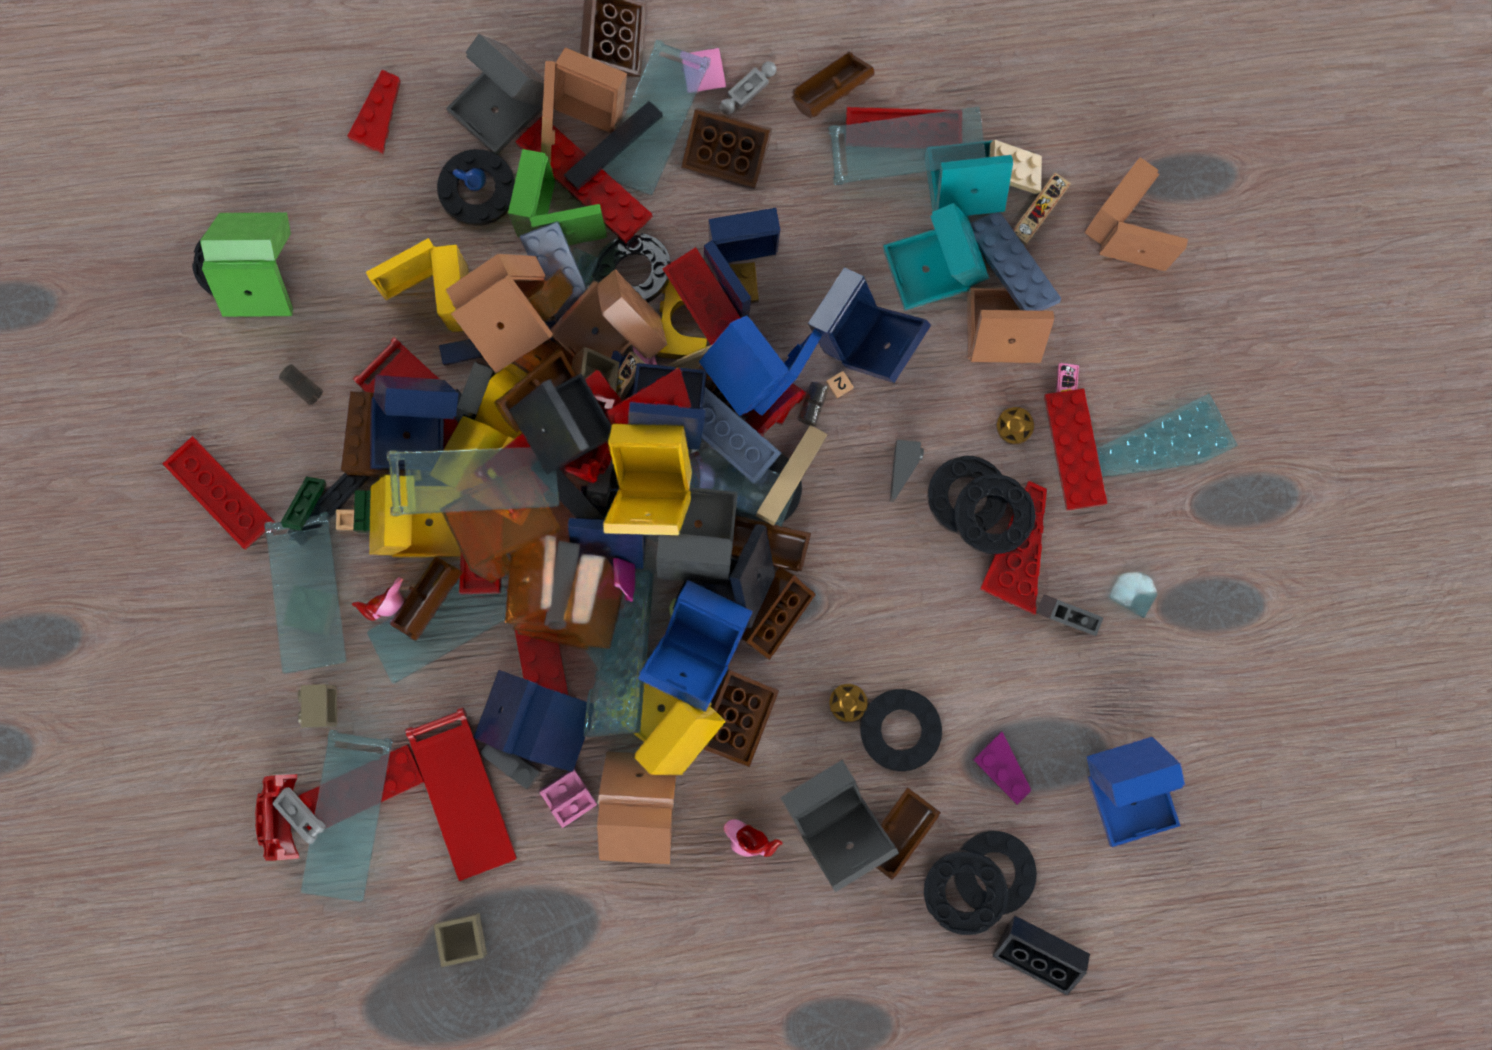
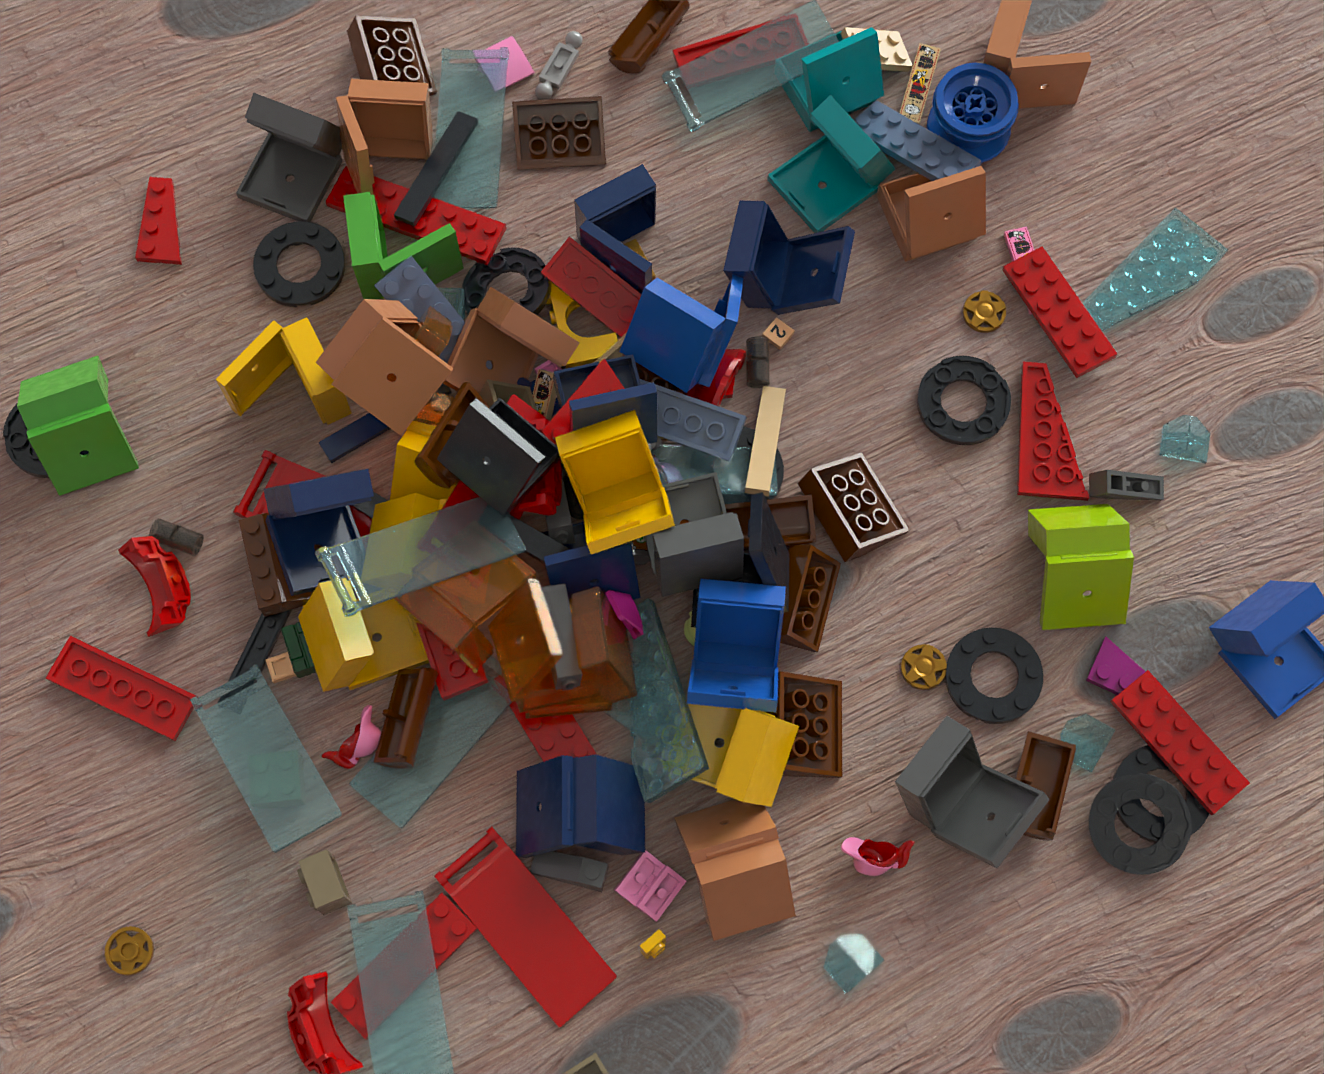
camera: 15 degrees left, 10 degrees down
(156, 702) = (129, 951): none -> pearl gold wheel
(281, 417) = (164, 580): none -> red windscreen
(298, 815) = (345, 1015): light grey plate -> none
(303, 503) = (226, 663): dark green plate -> none
(474, 179) = (294, 254): blue piece -> none
(475, 388) = (380, 468): dark grey slope -> none
(551, 848) = (653, 945): none -> yellow plate
(700, 913) = (851, 960): none -> clear light blue slope
(843, 551) = (852, 506): none -> reddish brown slope
(905, 461) = (881, 385): dark grey slope -> none
(954, 809) = (1089, 737): none -> clear light blue slope
(1009, 662) = (1083, 552): none -> lime container
(1011, 491) = (1009, 377): black plate -> none
(1024, 840) = (1180, 742): none -> red plate
(1042, 955) = (1252, 864): black slope -> none
(1074, 232) = (976, 94): none -> blue wheel

